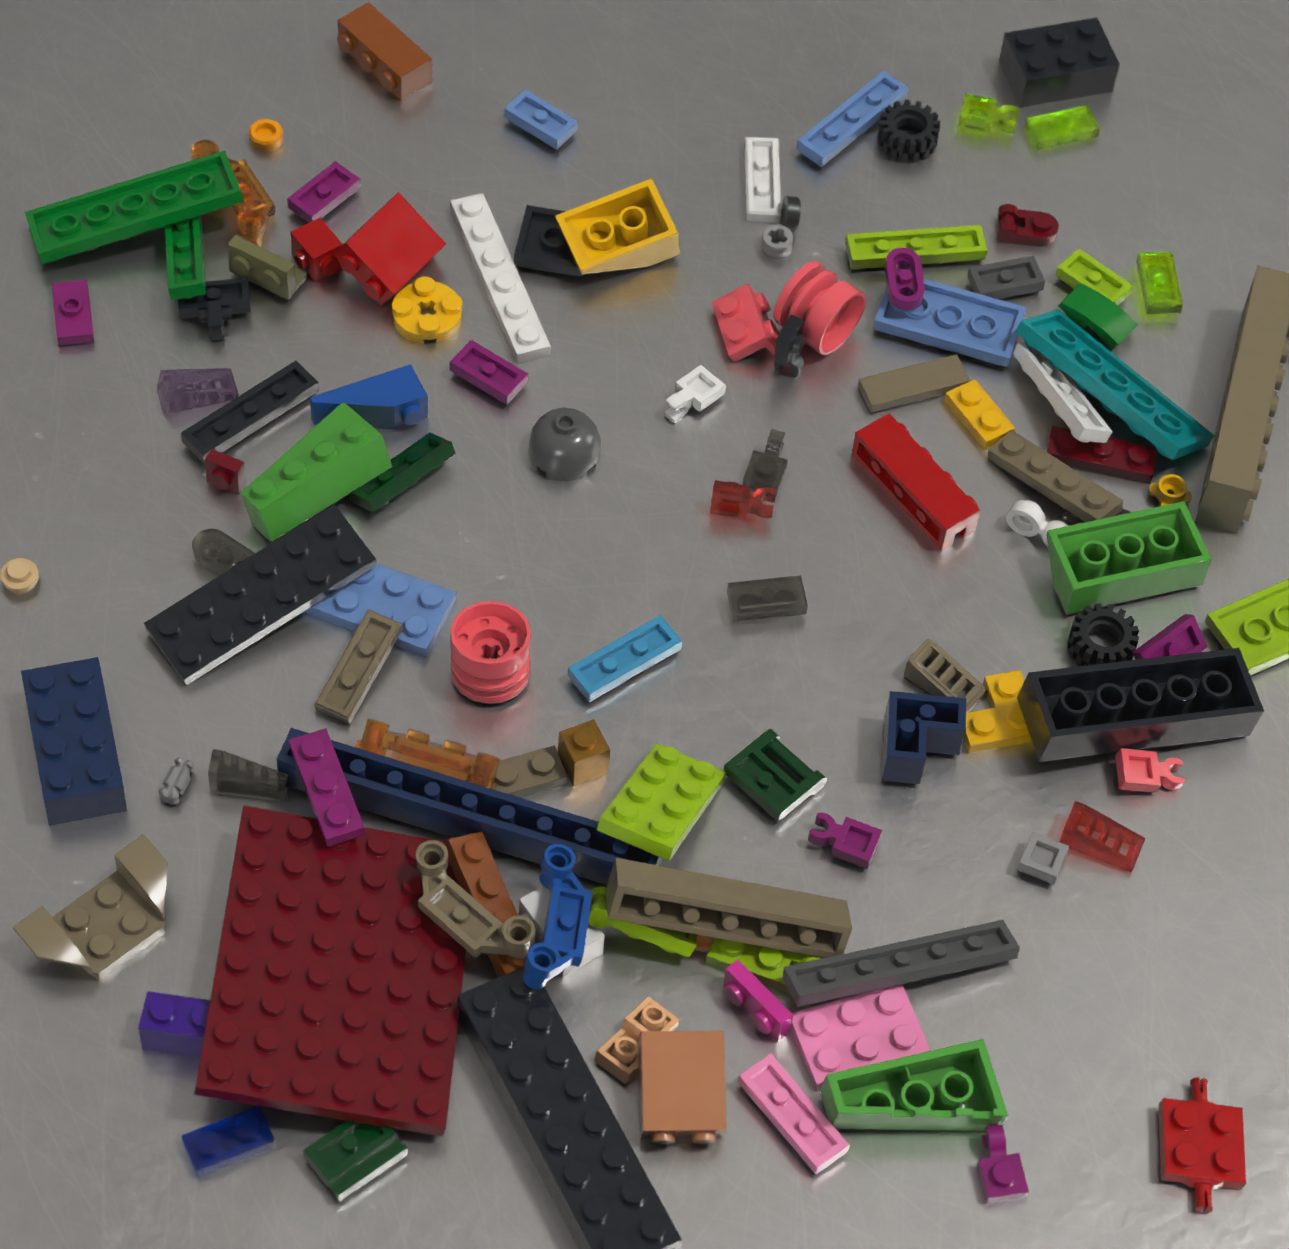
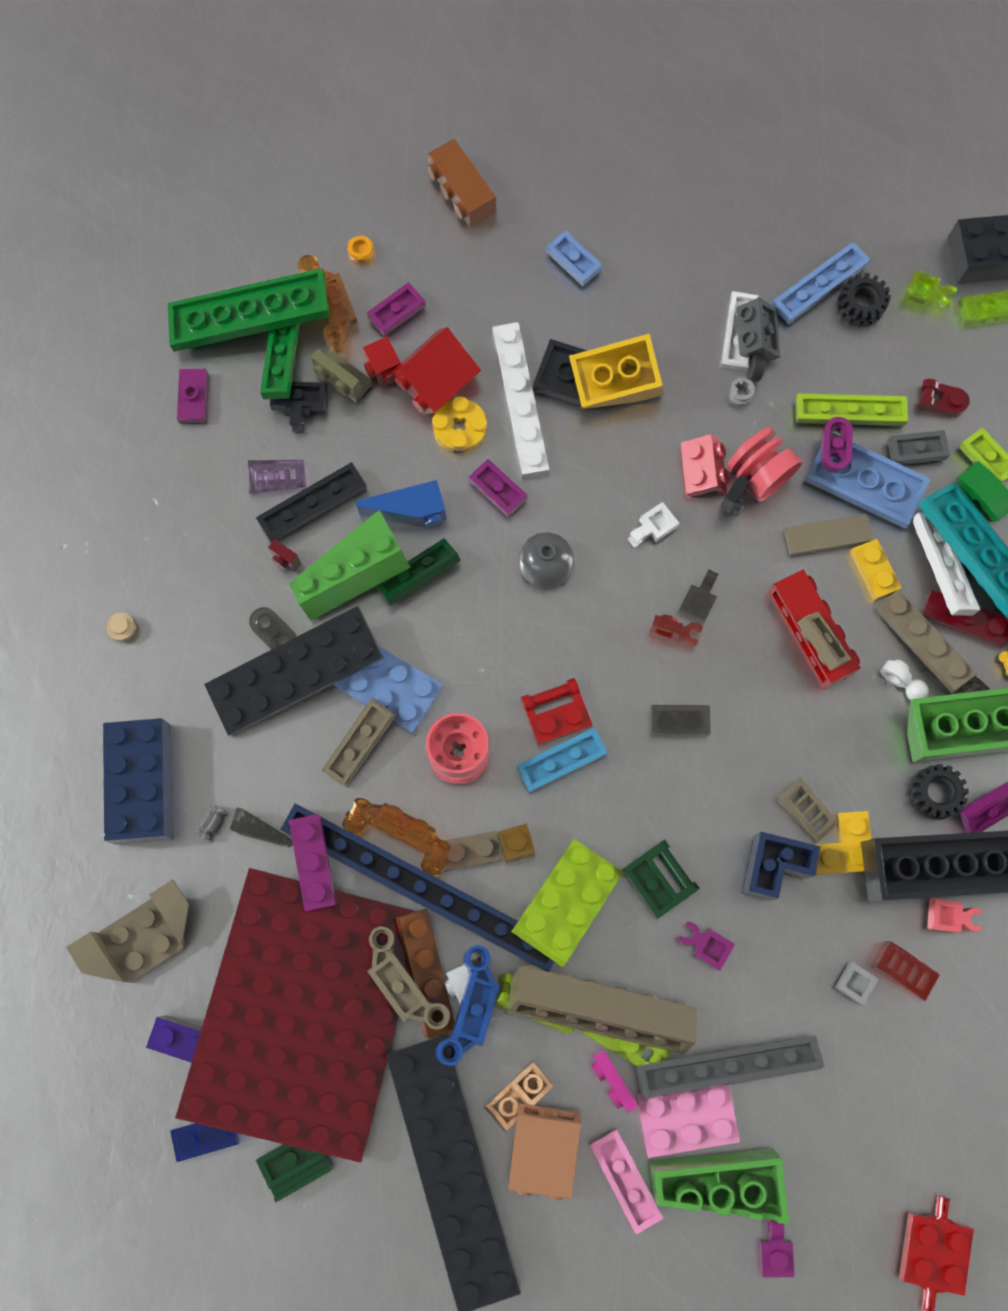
camera: 15 degrees right, 20 degrees up
(611, 619) = (560, 720): none -> red plate
(785, 171) = (758, 329): none -> dark grey bracket
(936, 488) = (824, 641): none -> dark tan plate

